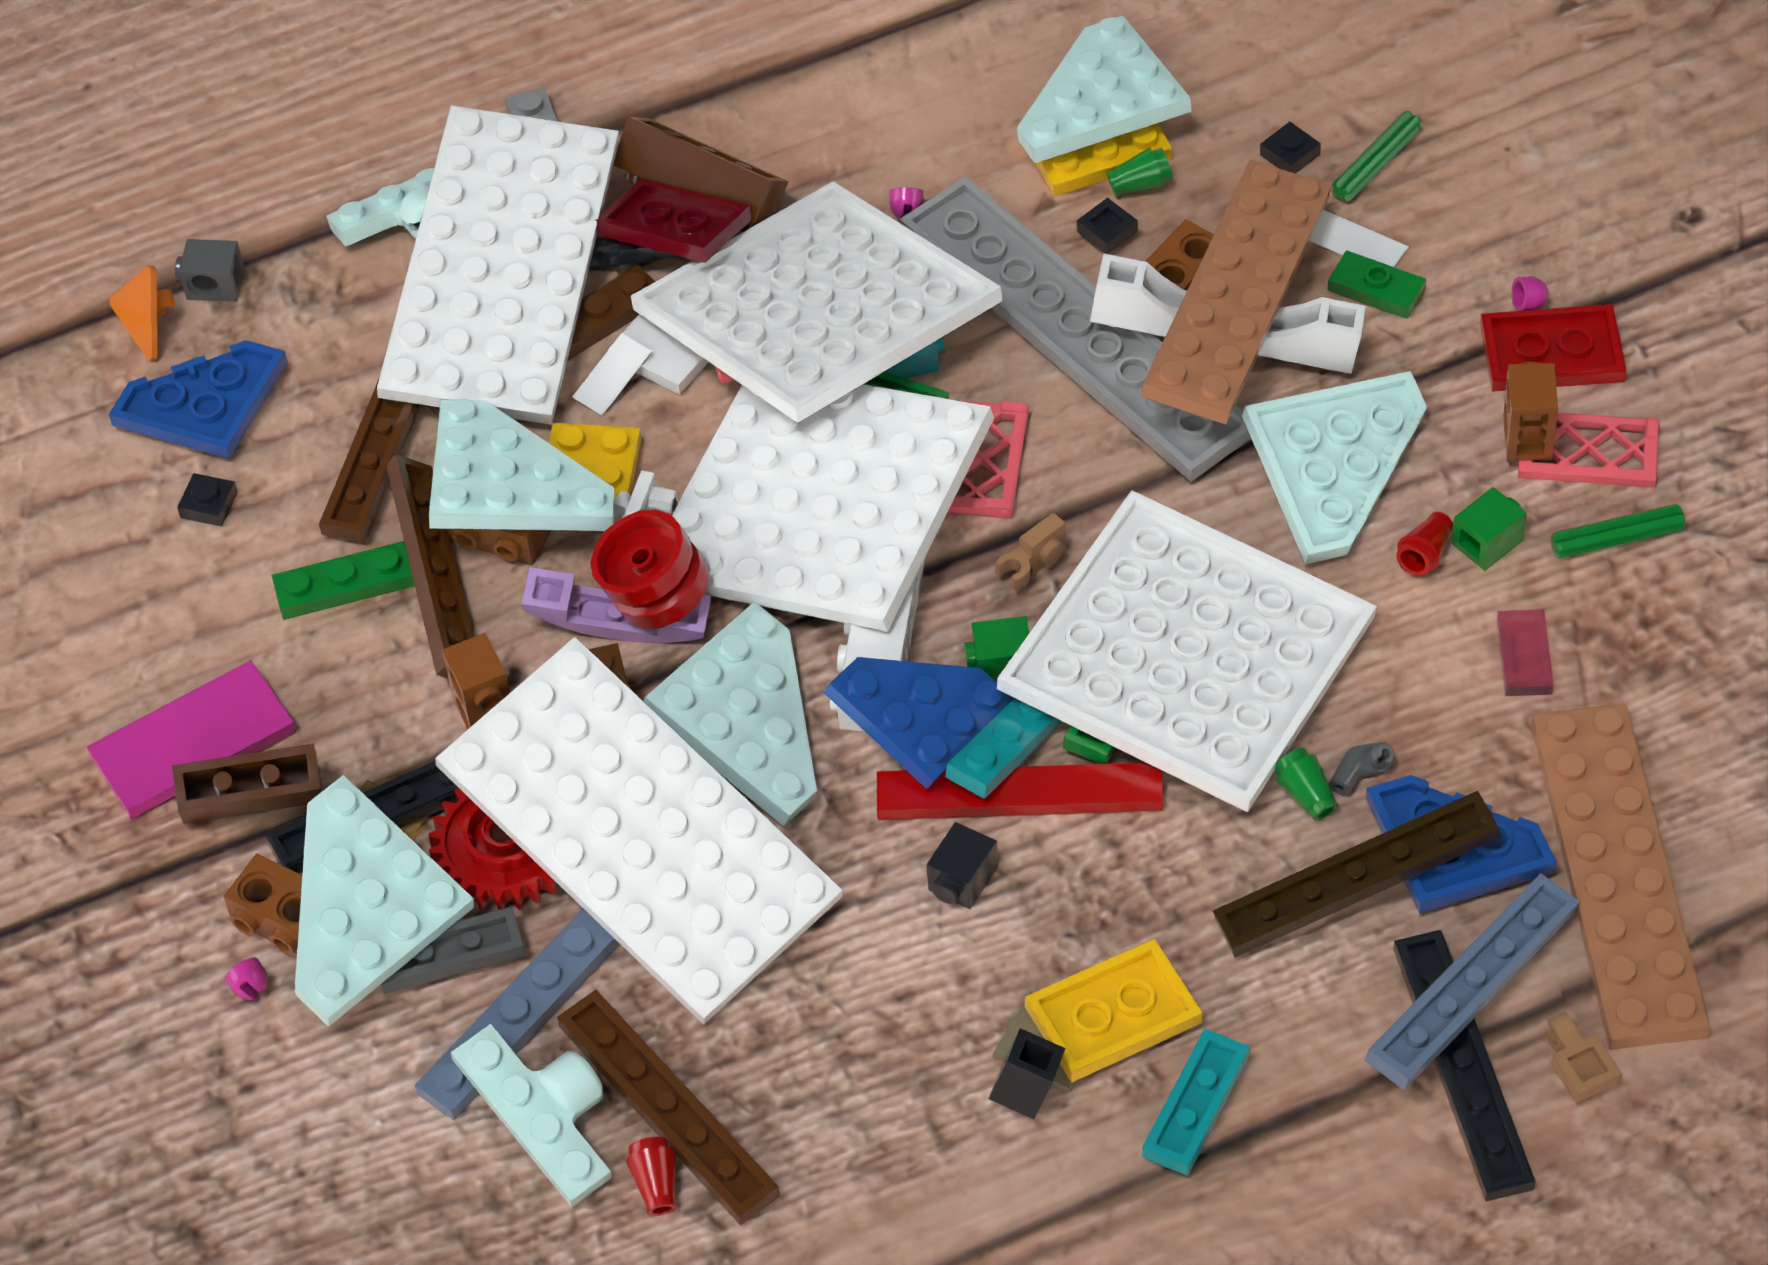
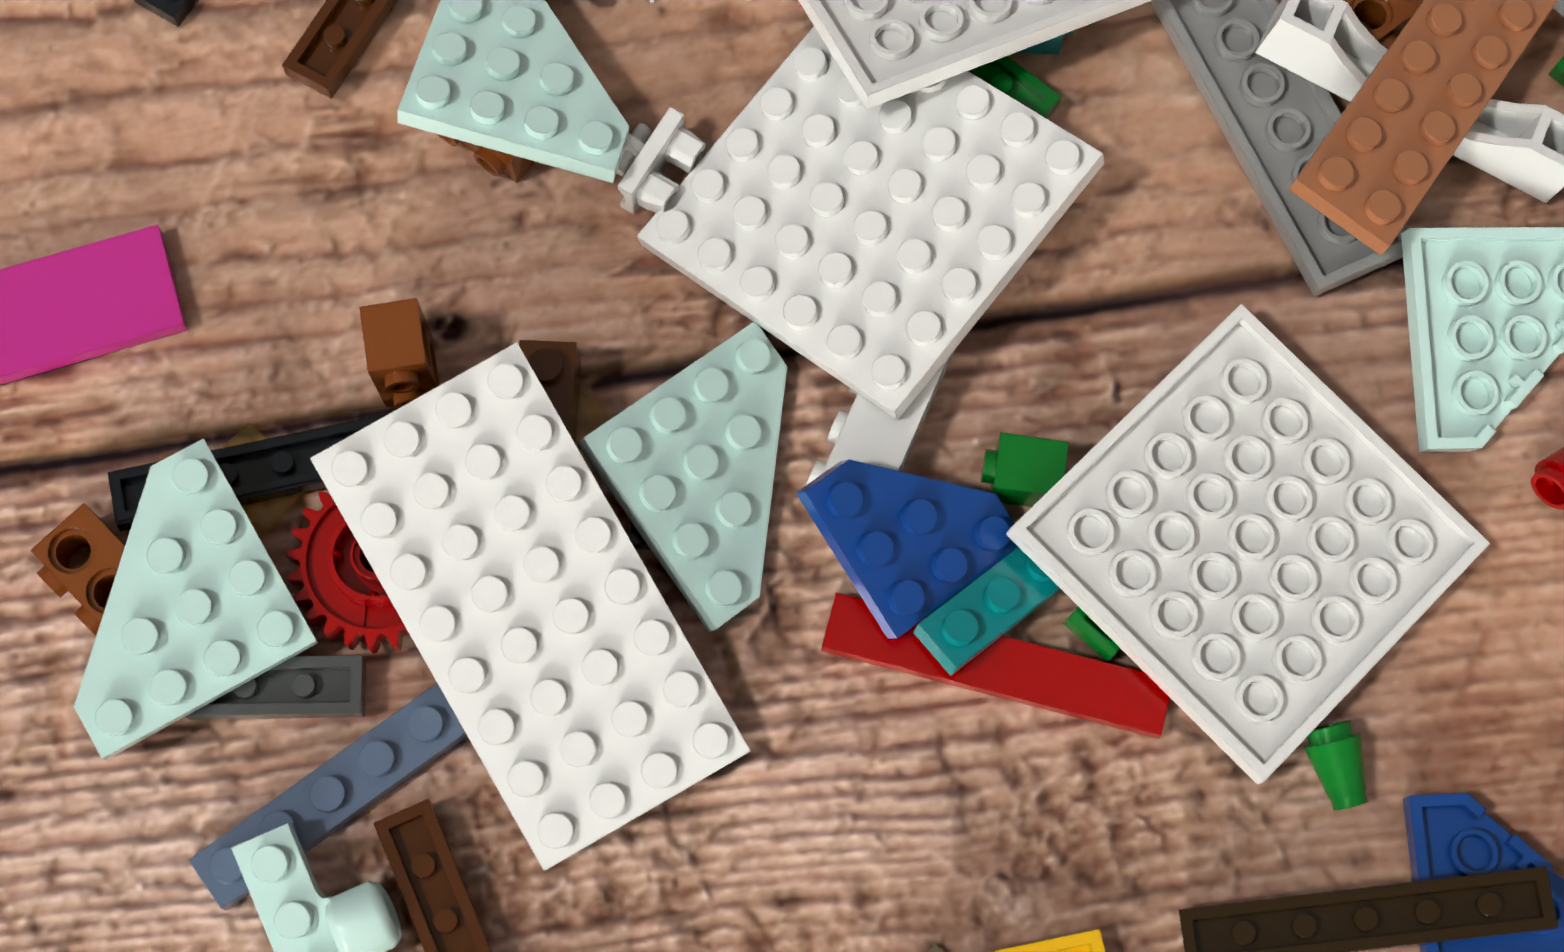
camera: 10 degrees right, 20 degrees up
(247, 783) = (101, 401): reddish brown brick -> none
(247, 979) = (39, 657): dark pink hinge -> none
(343, 580) = (294, 144): green plate -> none
(430, 559) = (395, 166): reddish brown plate -> none
(590, 611) = (591, 282): lavender slope -> none
(601, 449) = (631, 61): yellow plate -> none
(650, 569) = (639, 255): red wheel -> none
(962, 866) = (899, 757): black brick -> none
(975, 502) = (1120, 181): coral window -> none
(1038, 547) = (1112, 342): medium nougat plate -> none
(1361, 762) = (1410, 748): dark grey arm -> none

